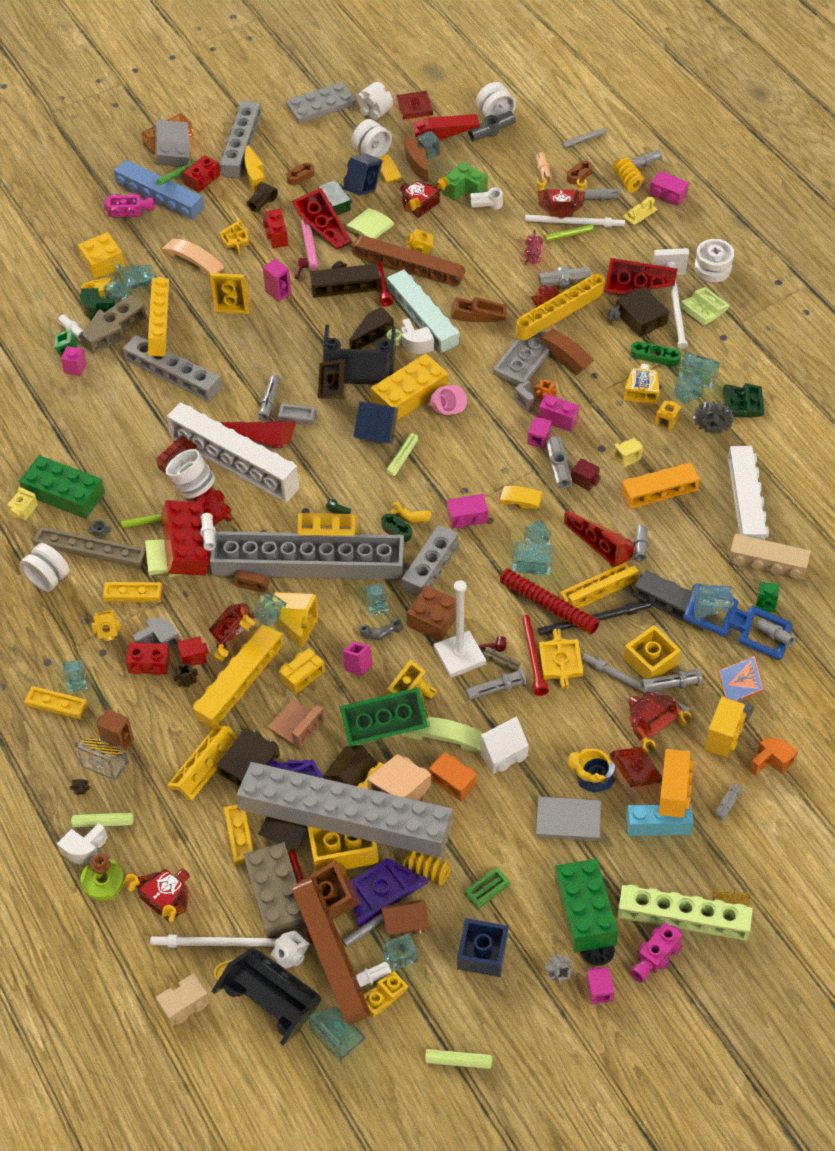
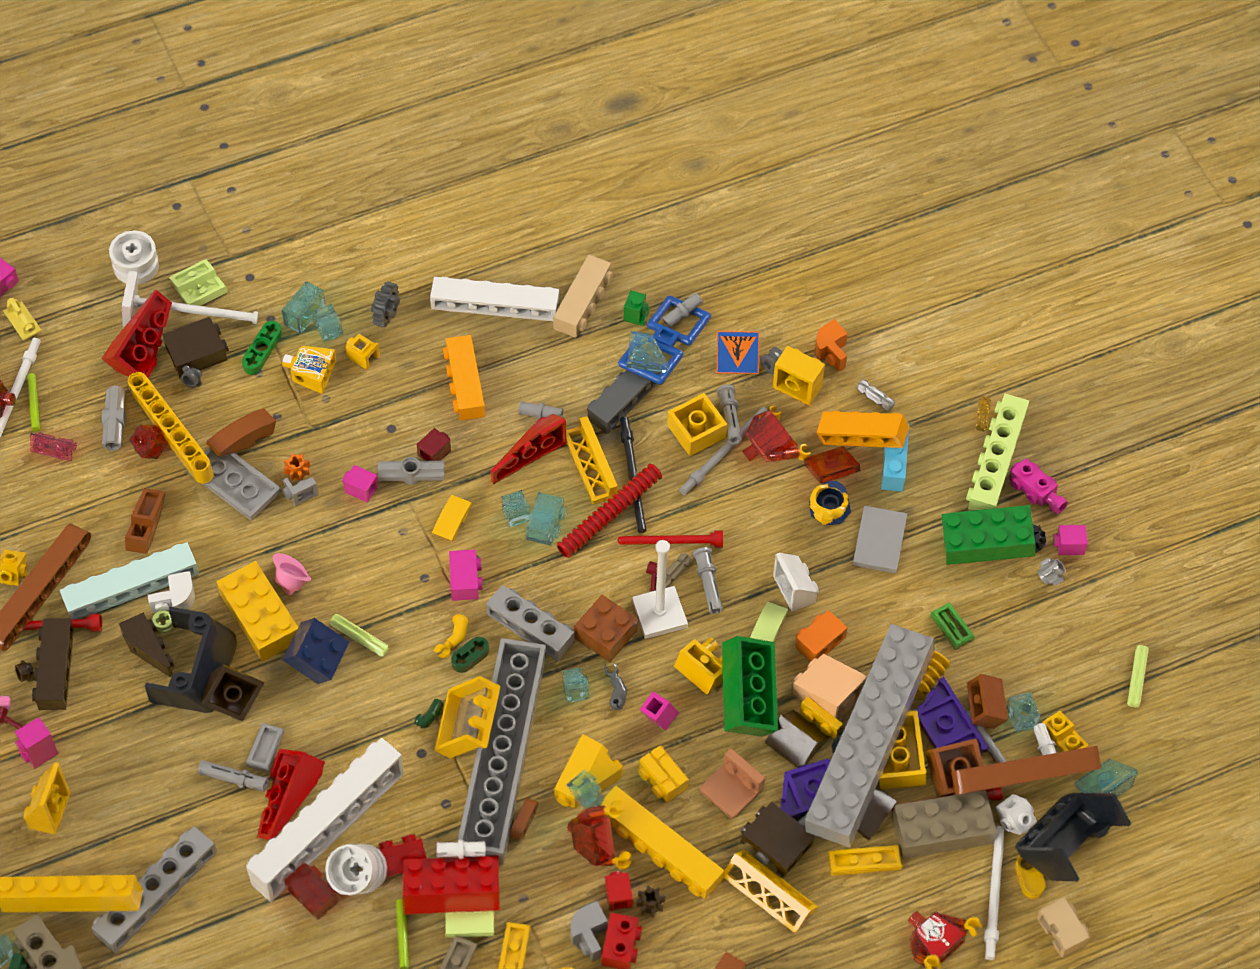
camera: 85 degrees left, 5 degrees up
(482, 947) = (1027, 633): dark blue brick -> none
(560, 412) = (336, 458): dark pink brick -> none
(560, 659) = (684, 513): yellow plate -> none
(628, 452) = (409, 400): light yellow brick -> none
(744, 400) = (355, 276): dark green slope -> none

